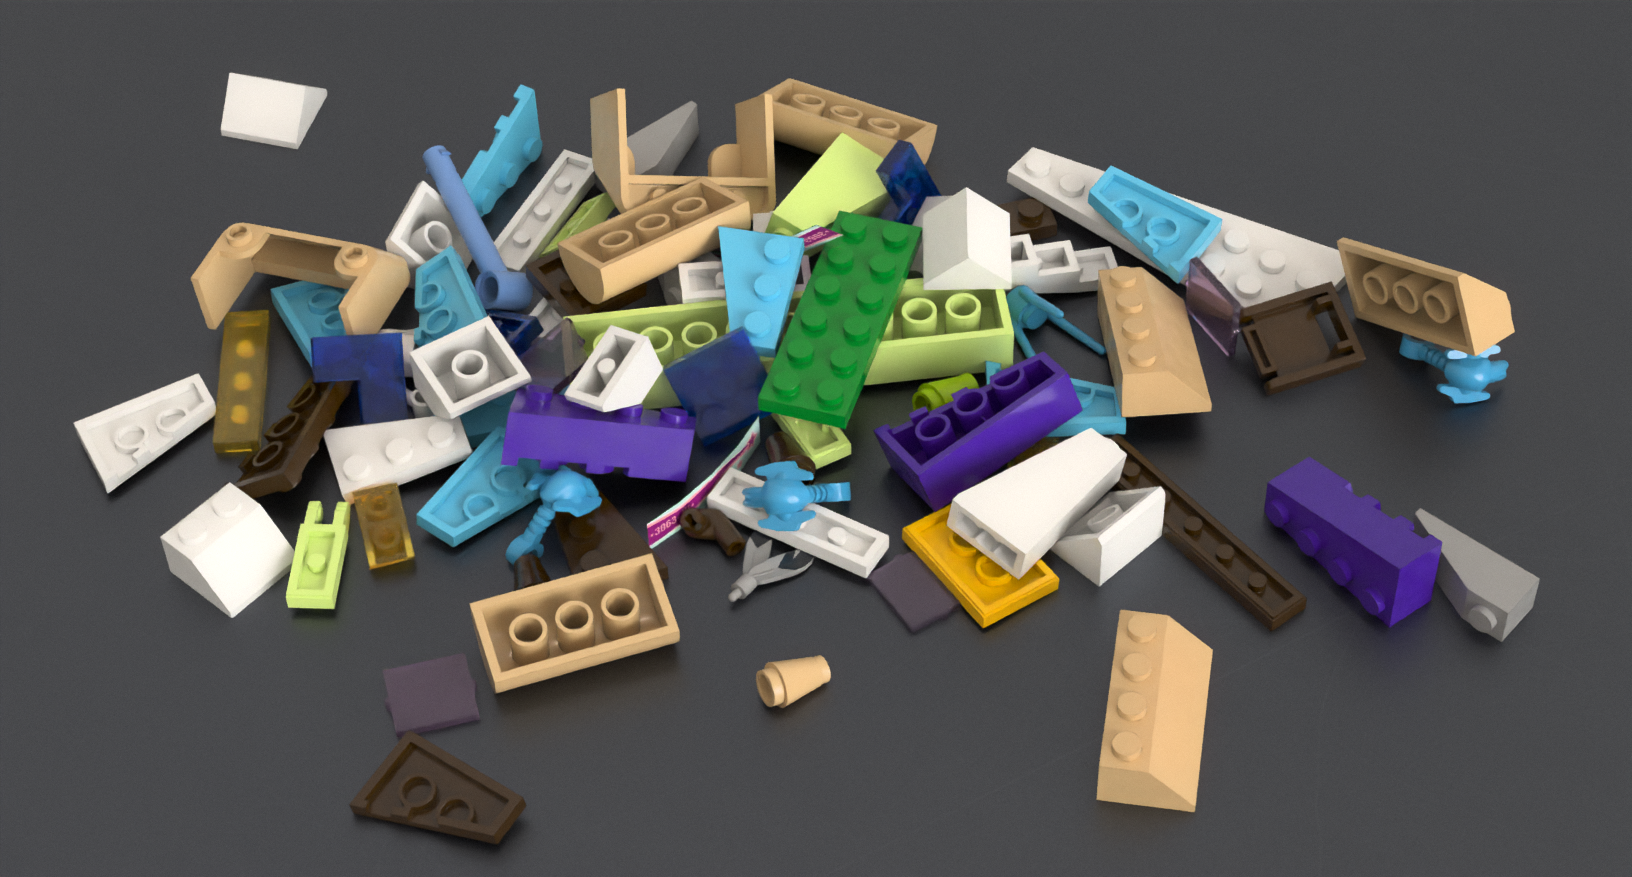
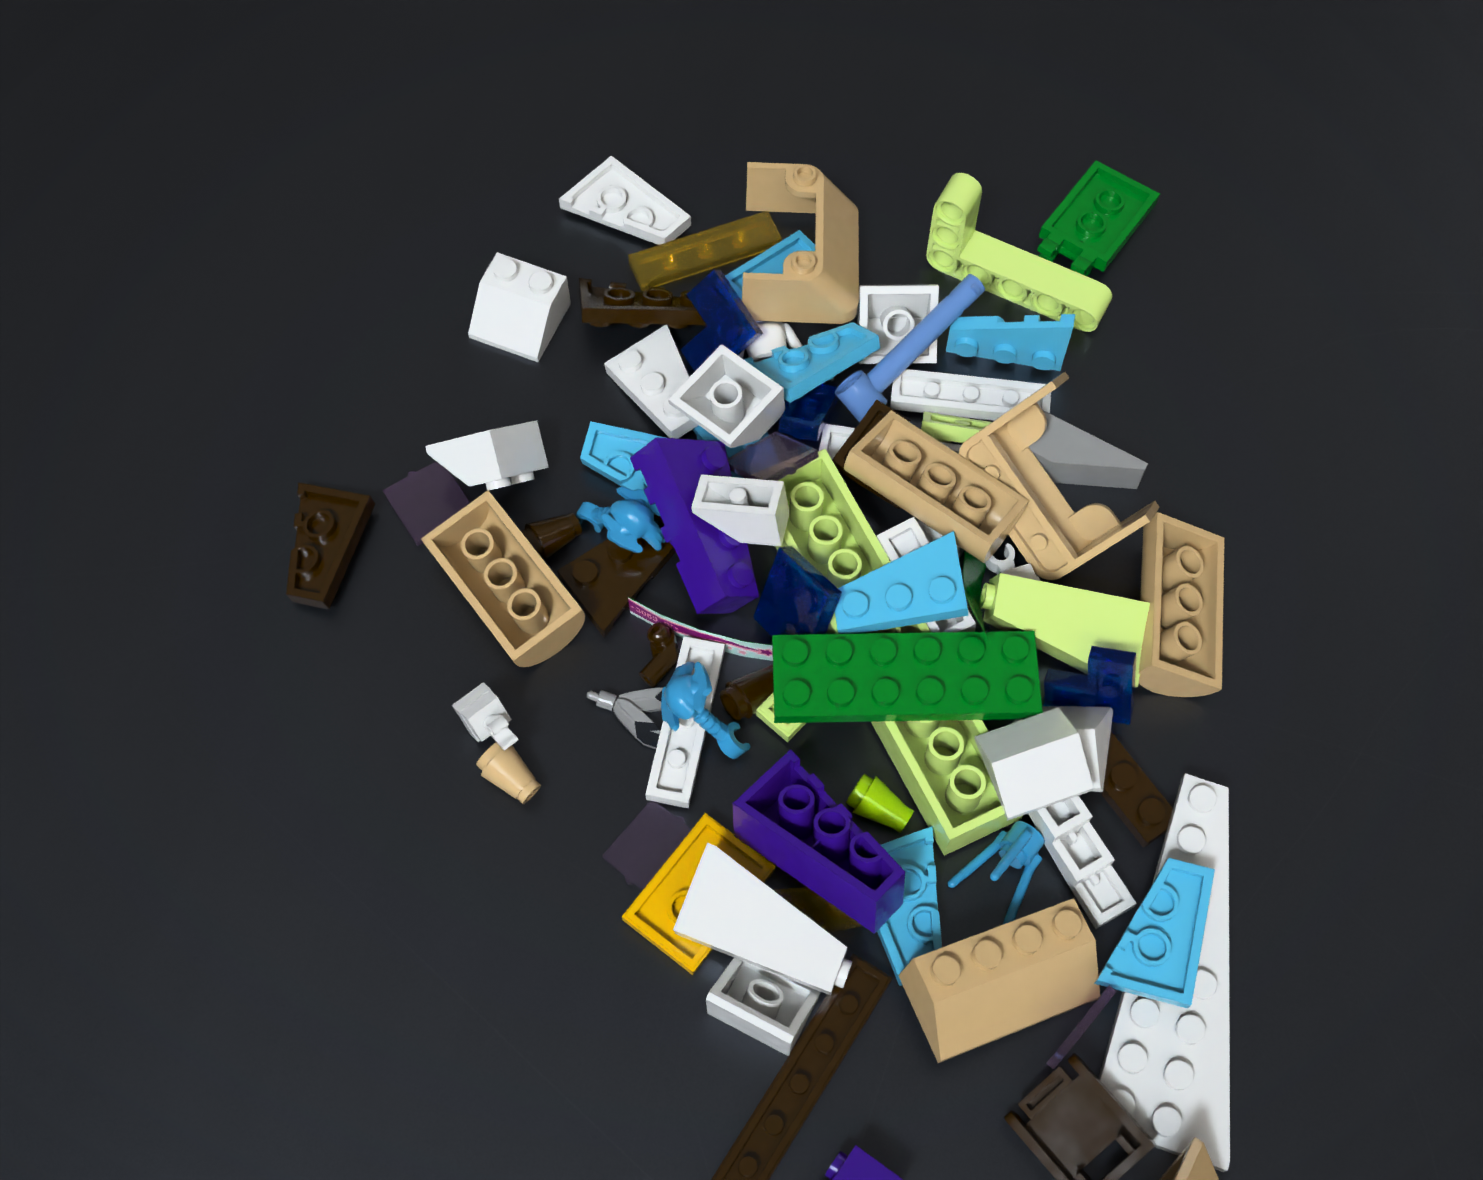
camera: 70 degrees right, 15 degrees up
(269, 110) = (1012, 153): white slope -> none
(318, 558) = (539, 370): yellowish green hinge -> none
(377, 166) = (1003, 268): none -> yellowish green beam
(383, 525) = (594, 401): clear yellow slope -> none
(391, 70) = (1096, 219): none -> green tile
(420, 597) = (493, 456): none -> white slope
(723, 677) = (485, 716): none -> white piece
(1154, 714) = (552, 1106): tan slope -> none

